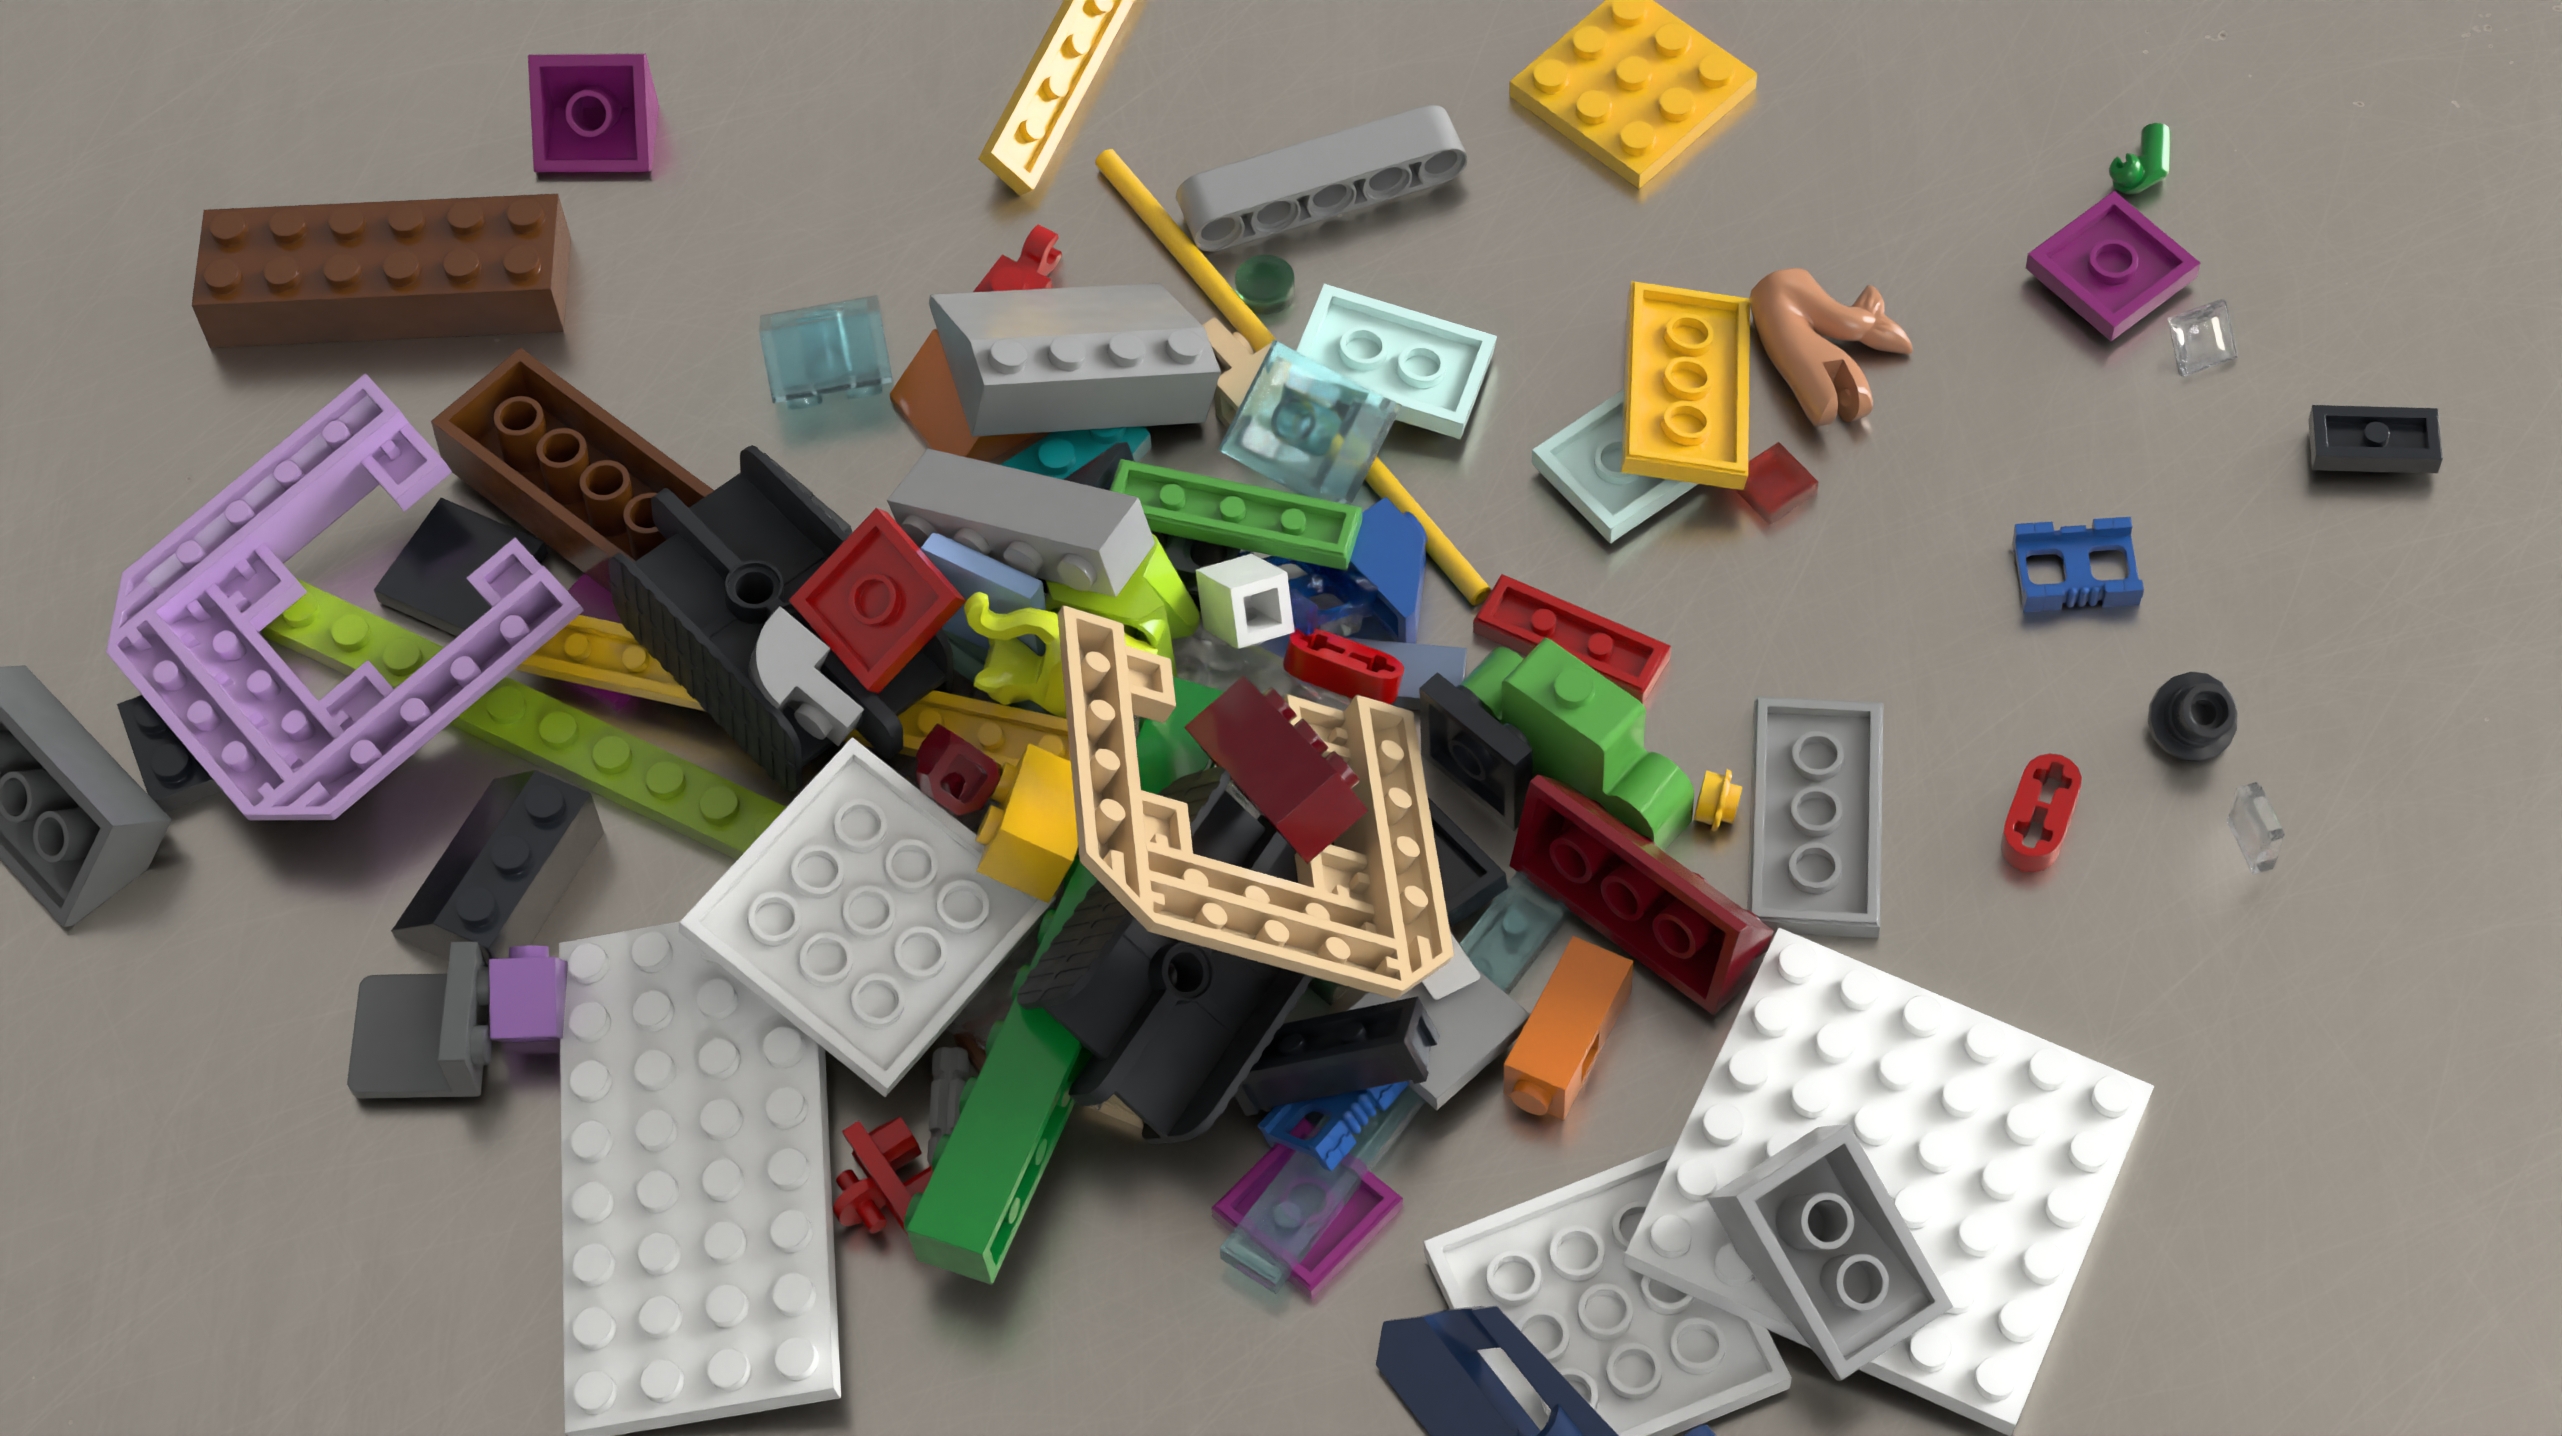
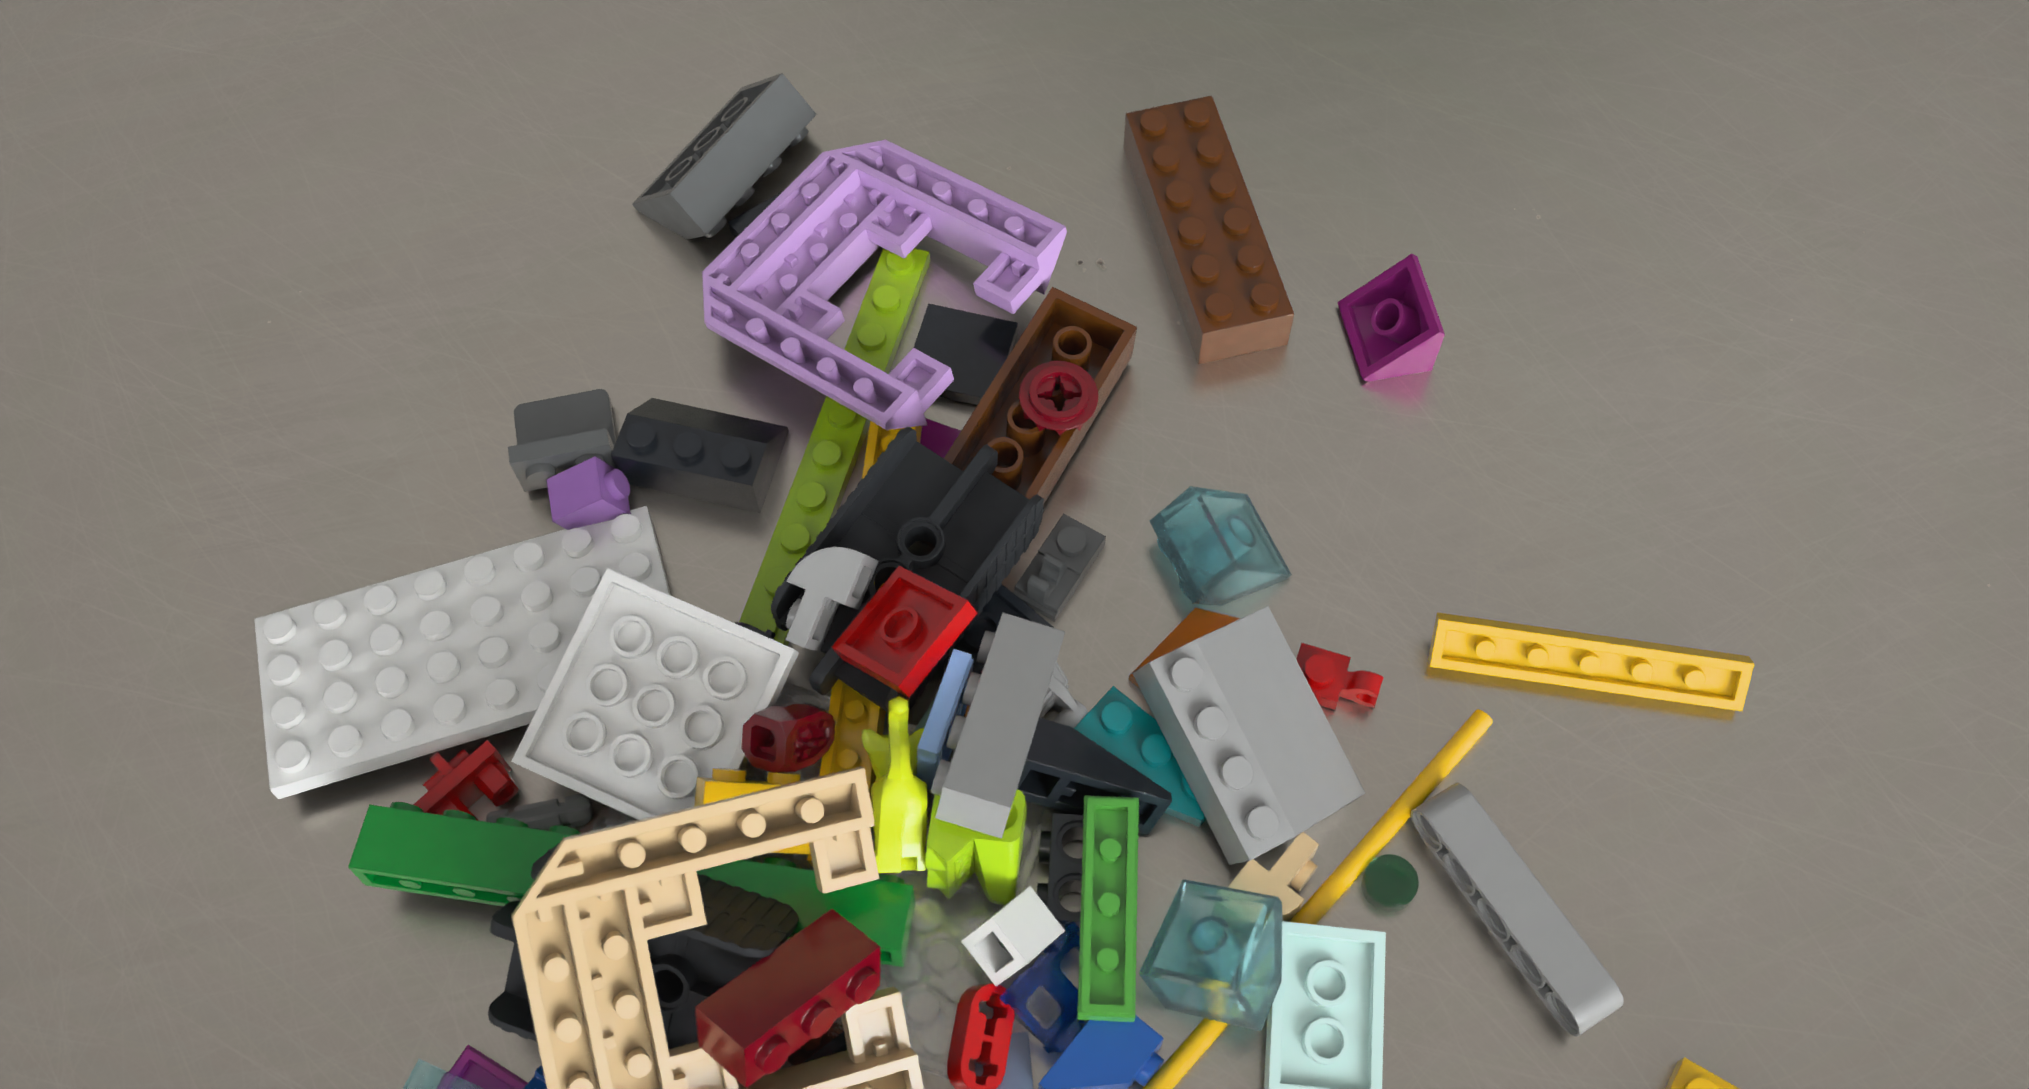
camera: 75 degrees right, 5 degrees up
(581, 419) = (1075, 386): none -> dark red gear

